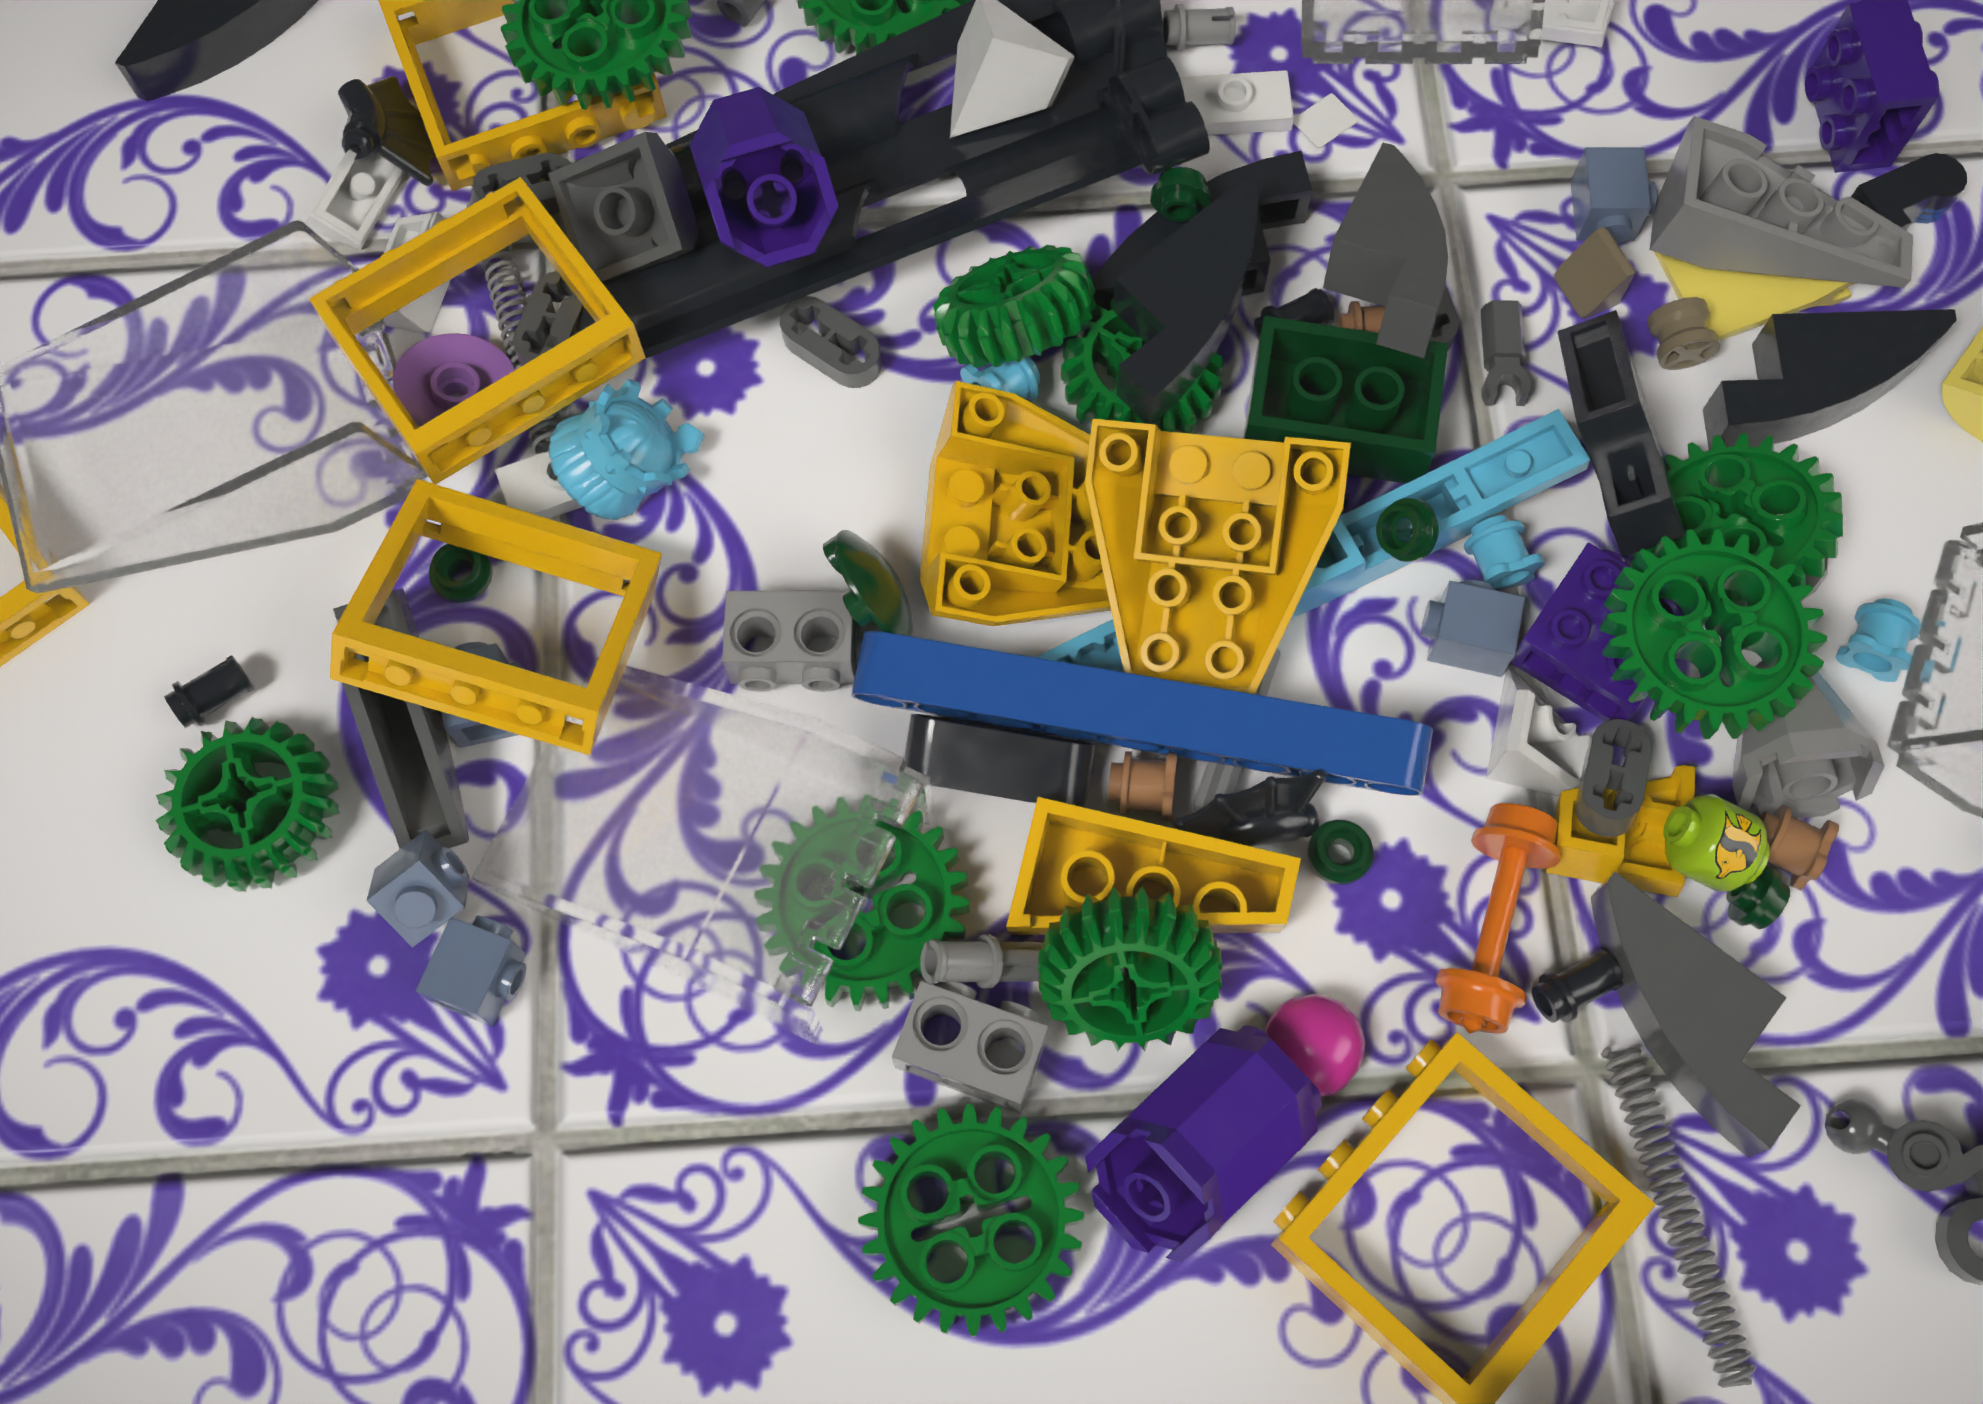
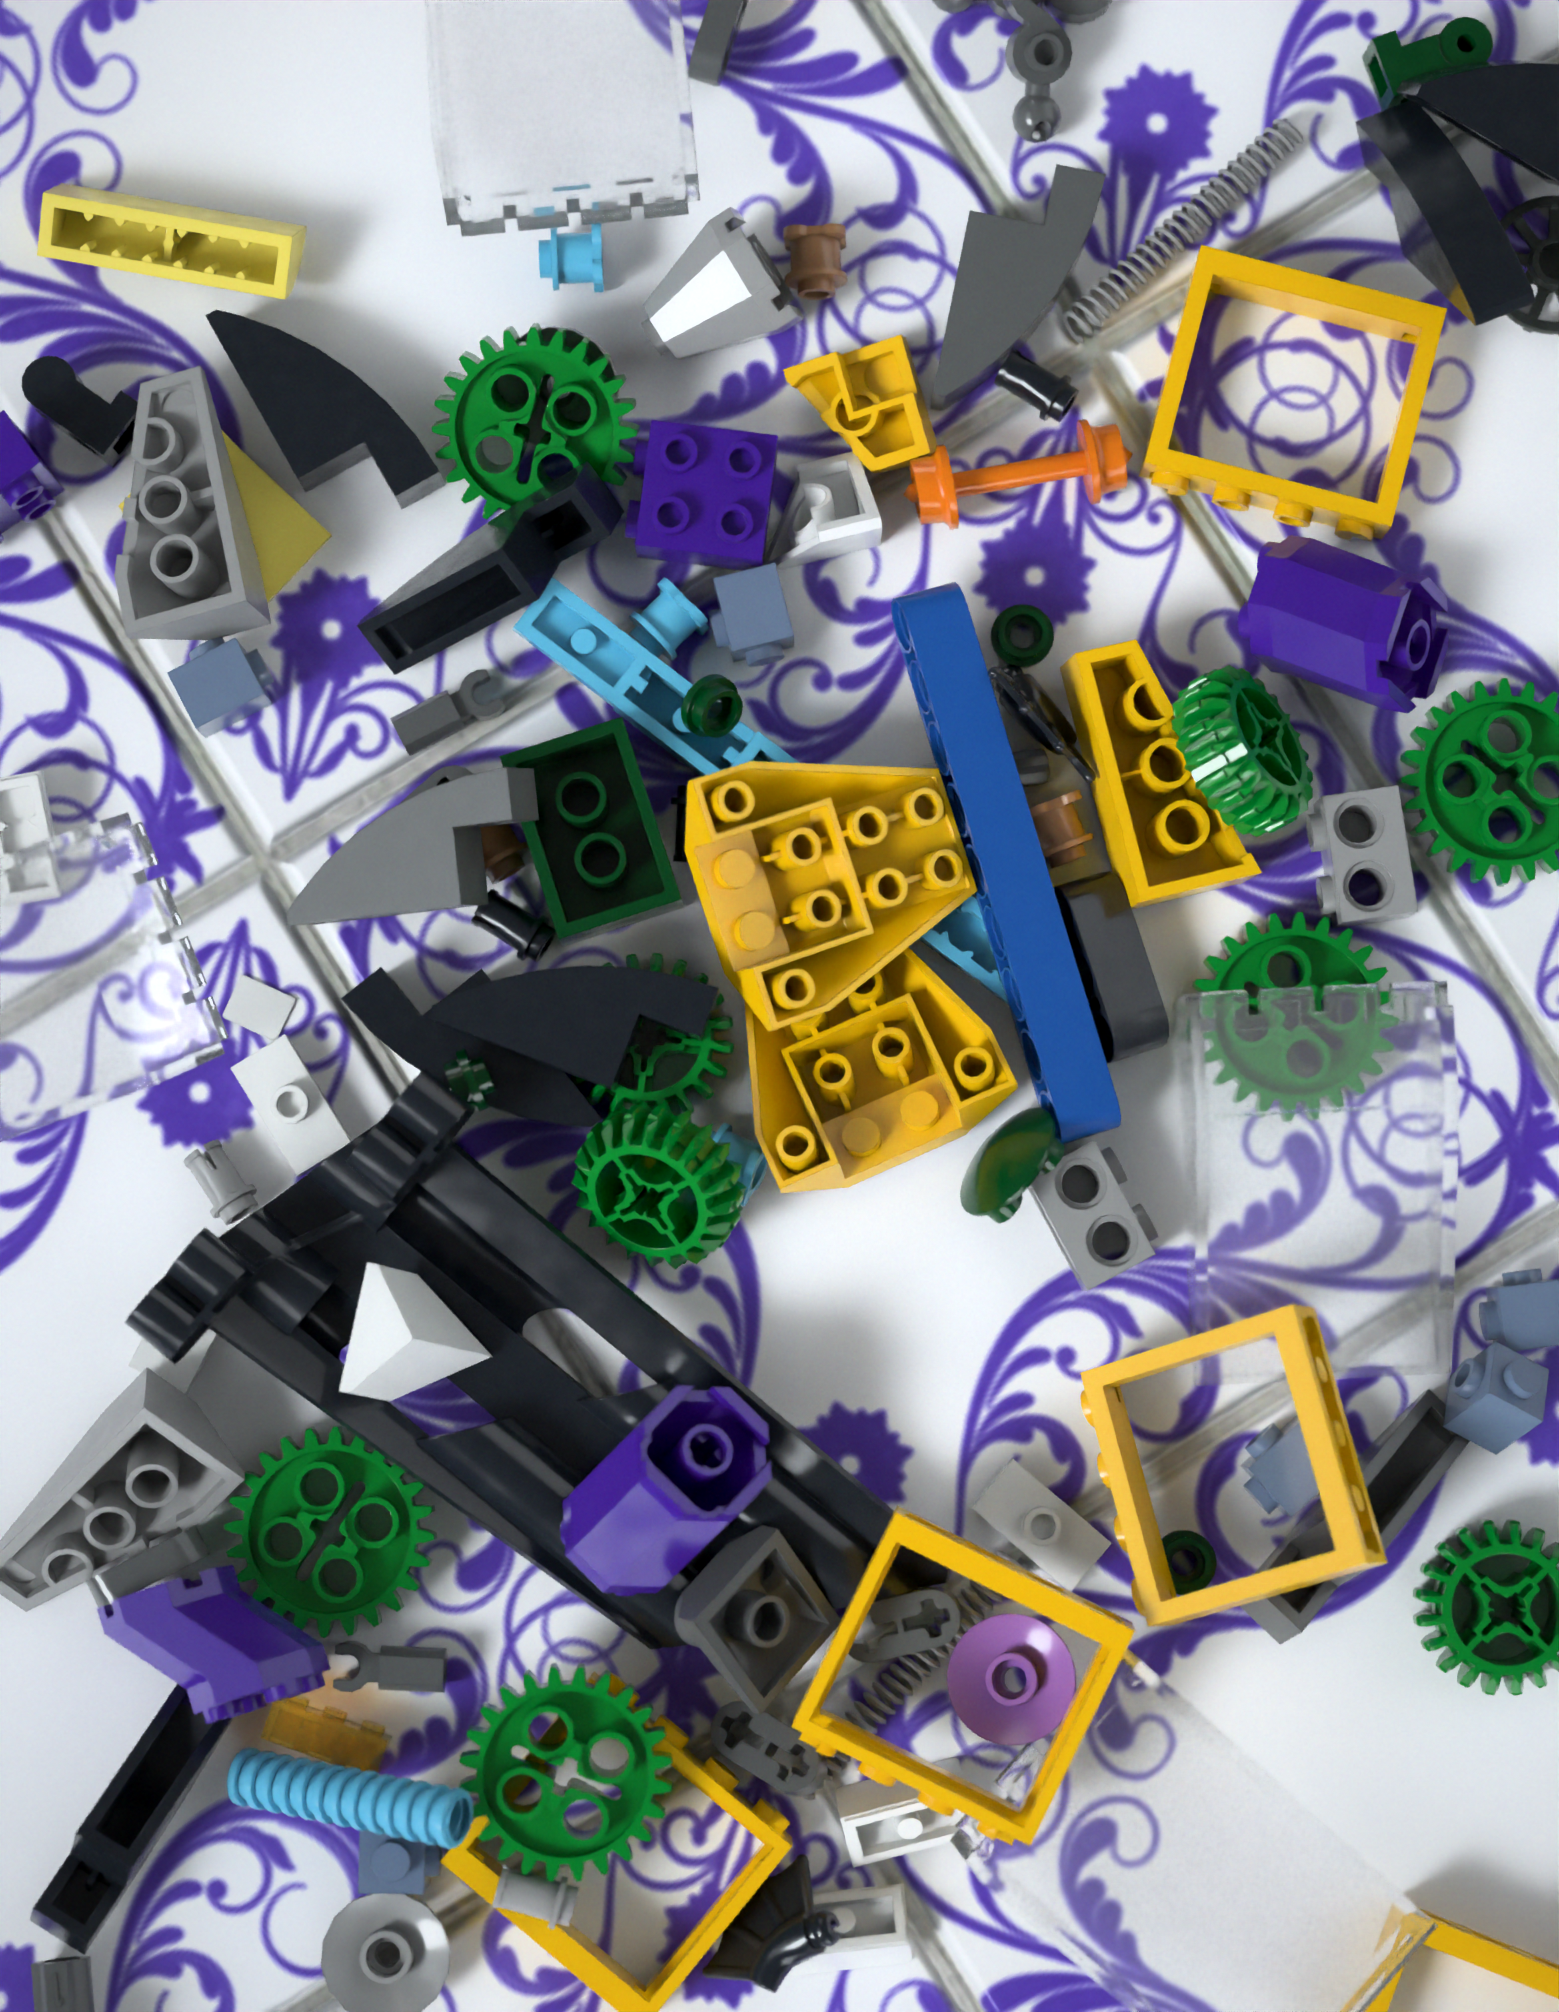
camera: 120 degrees left, 15 degrees up
(208, 692) = (1420, 1717): black pin -> none
(620, 451) = (995, 1479): medium azure hair -> none
(824, 349) = (784, 1348): dark grey beam -> none
(980, 961) = (1294, 883): light grey axle -> none
(1320, 1039) = (1202, 579): dark pink hair -> none
(1595, 275) = (319, 665): dark tan slope -> none
(1627, 780) = (842, 446): dark grey beam -> none
(1683, 333) = (344, 555): dark tan wheel -> none
(1716, 843) = (860, 320): lime head -> none
(1759, 901) = (878, 270): dark green plate -> none
(1770, 626) = (651, 351): green gear -> none

